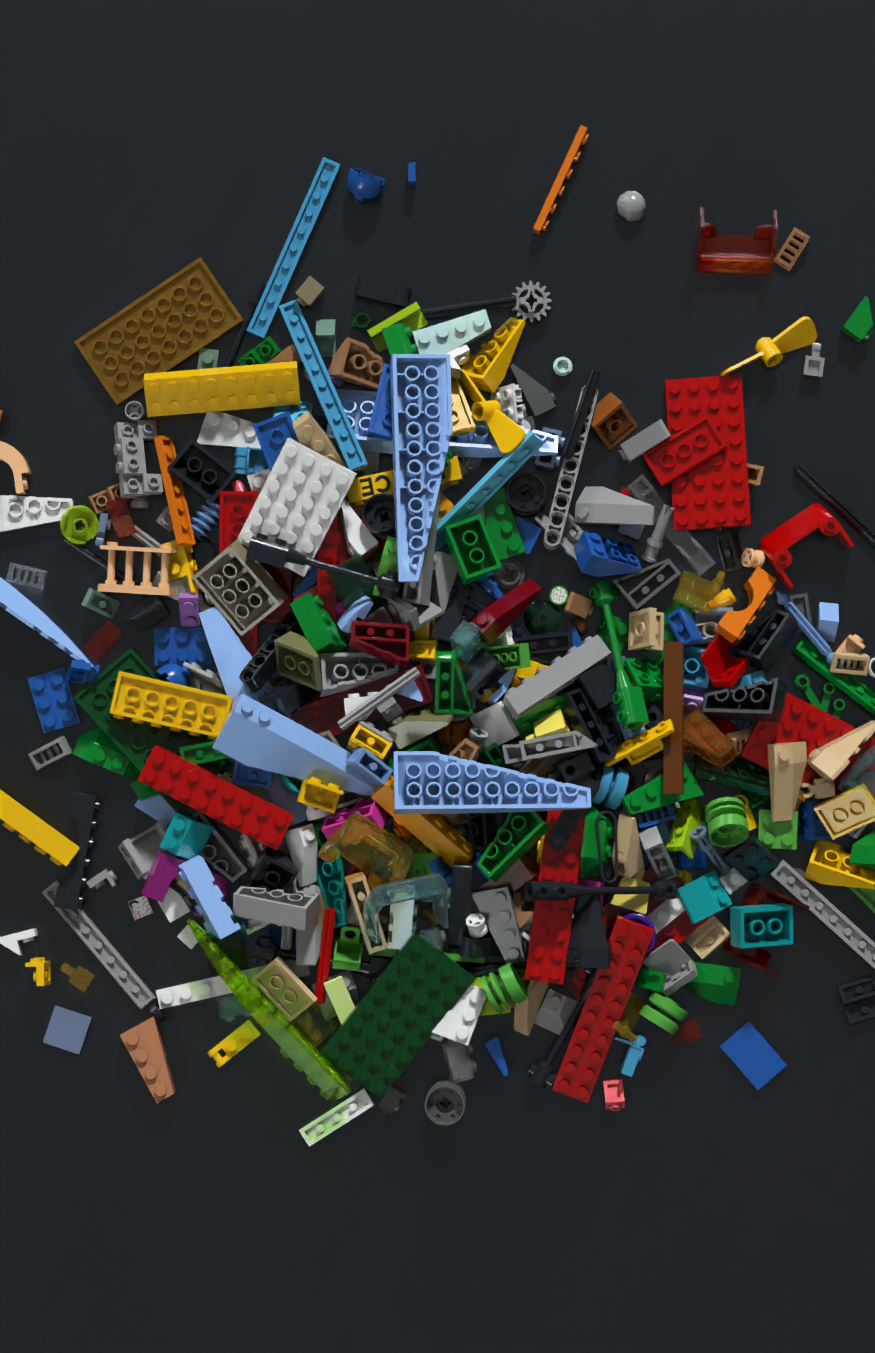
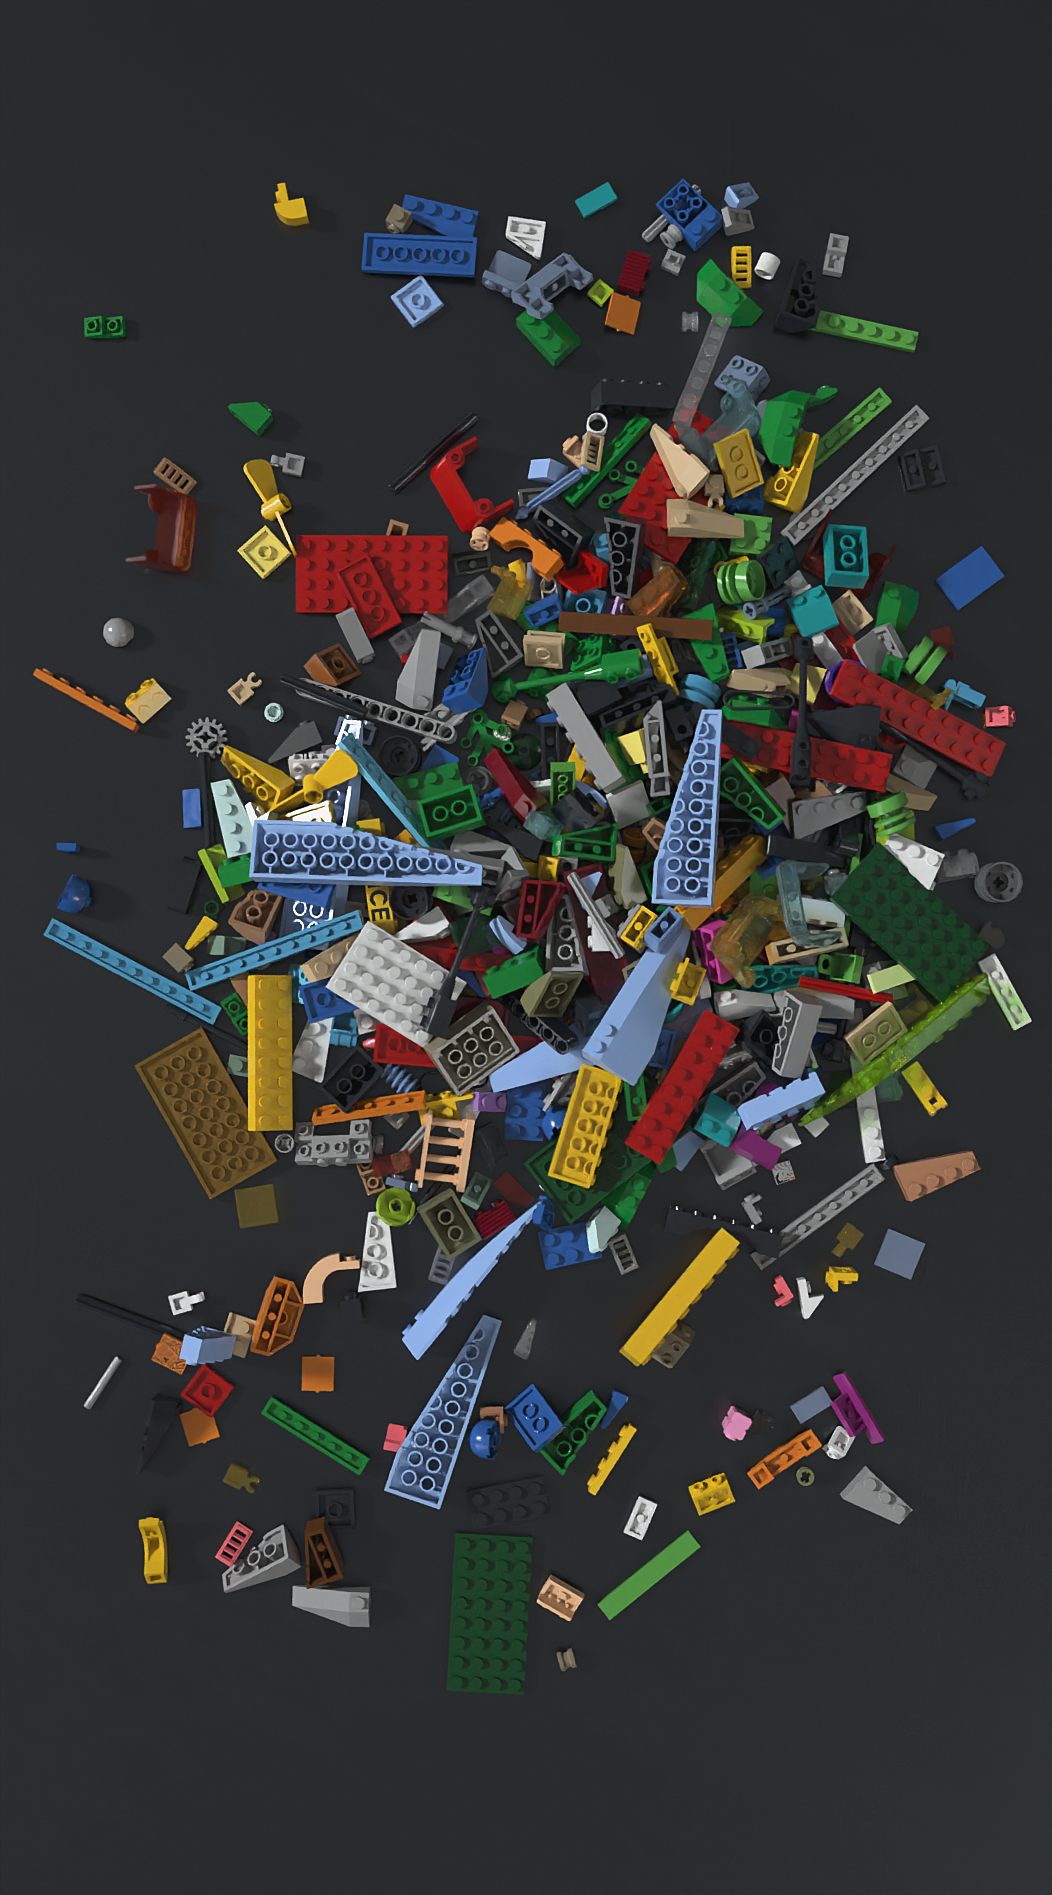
camera: 85 degrees left, 0 degrees up
(25, 914) = (781, 1287): none -> coral bracket
(66, 578) = (449, 1223): none -> olive slope
(70, 388) = (256, 1206): none -> clear yellow plate
(71, 728) = (600, 1228): none -> light aqua slope
(73, 623) = (493, 1219): none -> dark red brick
(342, 315) = (204, 928): none -> yellow slope
(460, 293) = (192, 808): none -> slope
(476, 925) = (827, 836): white wheel -> none
(478, 736) = (639, 821): light grey wheel -> none
(550, 579) = (485, 740): none -> green plant
(564, 239) = (147, 700): none -> yellow bracket
(582, 333) = (242, 691): none -> tan plate
(722, 344) = (264, 552): none -> light yellow plate

